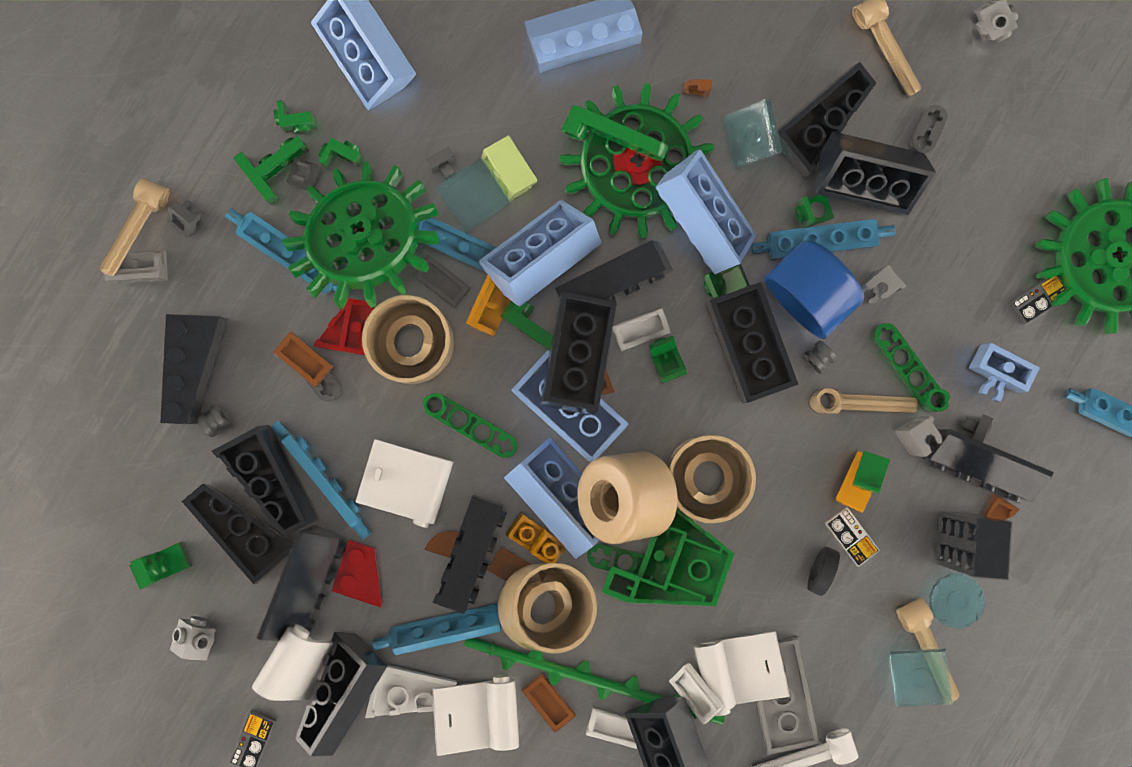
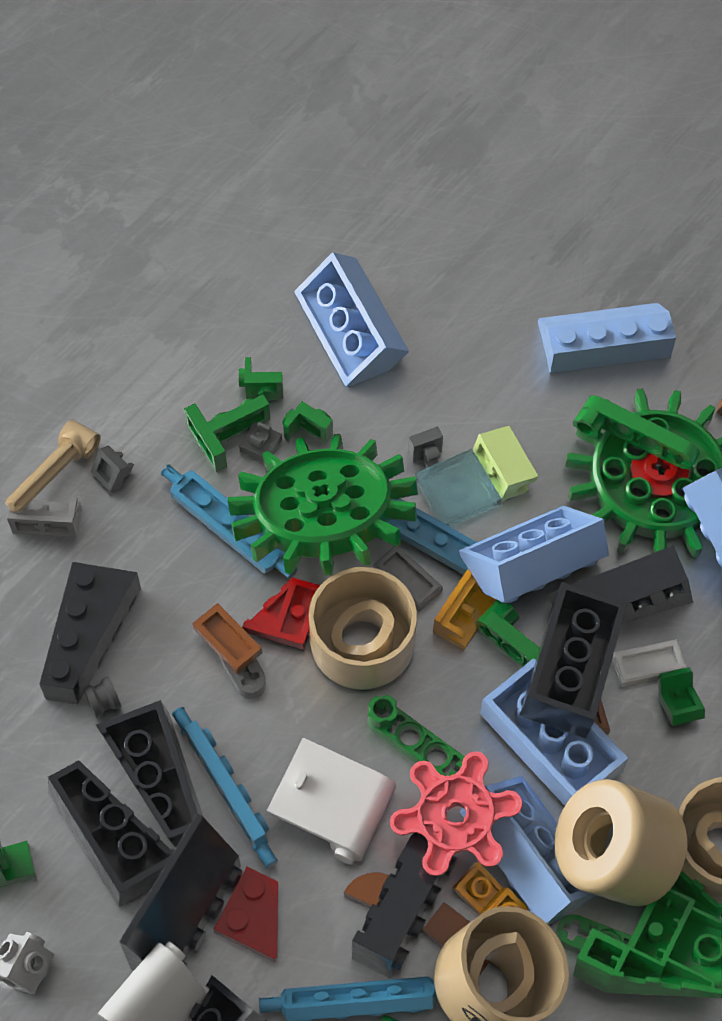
camera: 10 degrees right, 25 degrees down
(481, 490) = (441, 794): none -> coral plate

